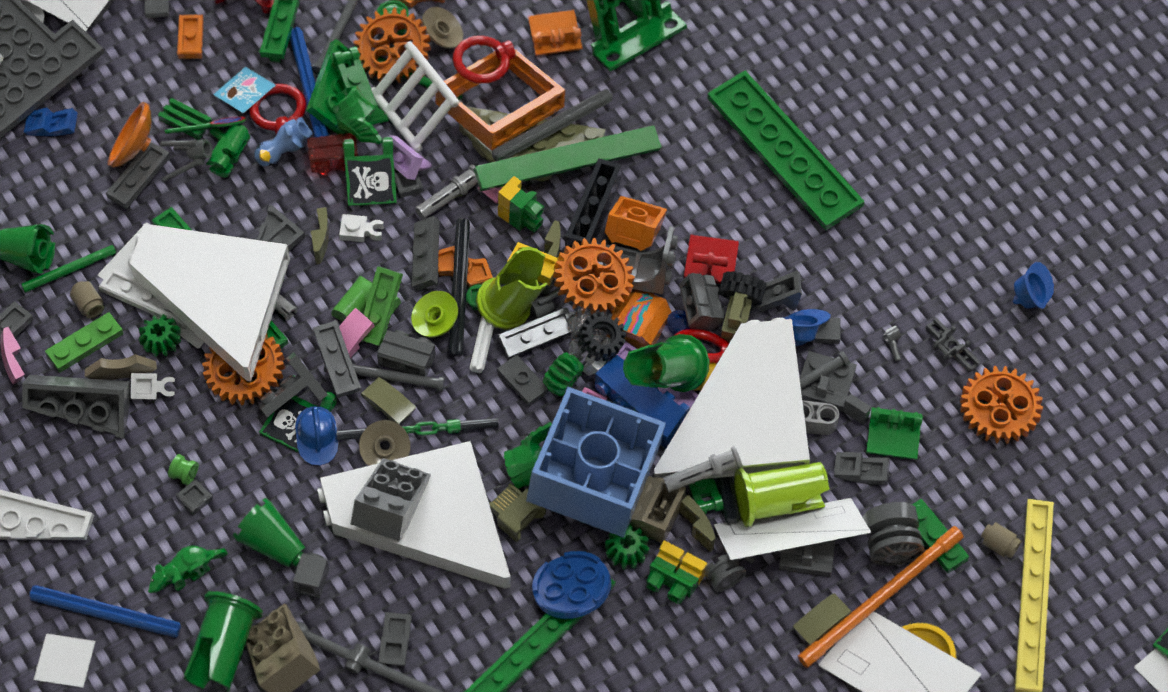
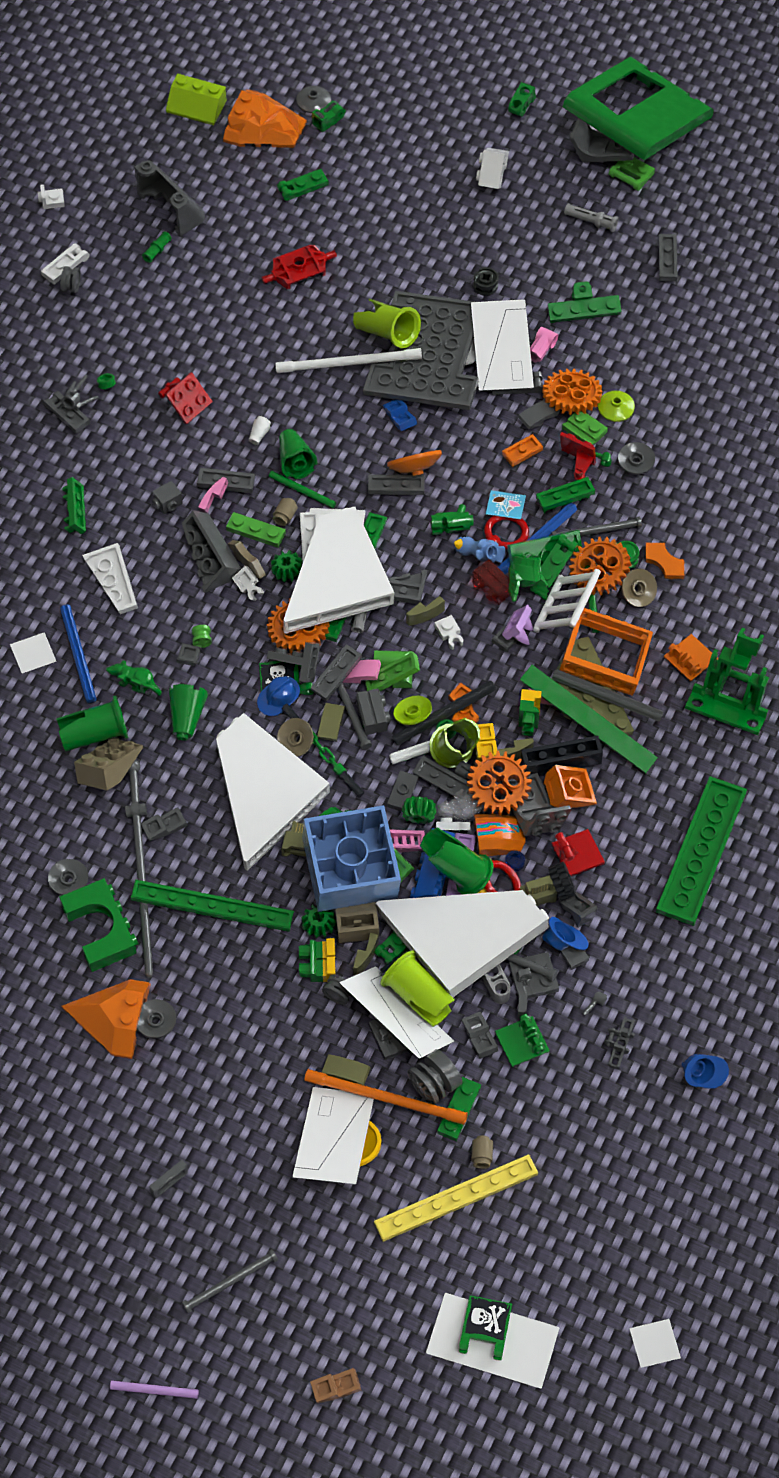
camera: 60 degrees right, 0 degrees up
(187, 115) = (458, 472): green tile -> none
(195, 149) = (432, 502): dark grey plant -> none
(216, 123) = (466, 505): green piece -> none
(311, 575) = (174, 749): dark grey brick -> none
(370, 178) = (488, 613): flag -> none
(389, 499) = (251, 758): dark grey slope -> none
(425, 253) = (456, 679): dark grey plate -> none
(460, 188) = (490, 660): light grey pin -> none
(504, 52) = (639, 632): red piece -> none
(571, 585) = (267, 903): blue tile -> none
(609, 326) = (466, 805): black tyre -> none
(701, 302) = (536, 862): dark grey brick -> none
(715, 465) = (401, 933): light grey pin -> none
(1001, 404) = (574, 1091): orange gear -> none

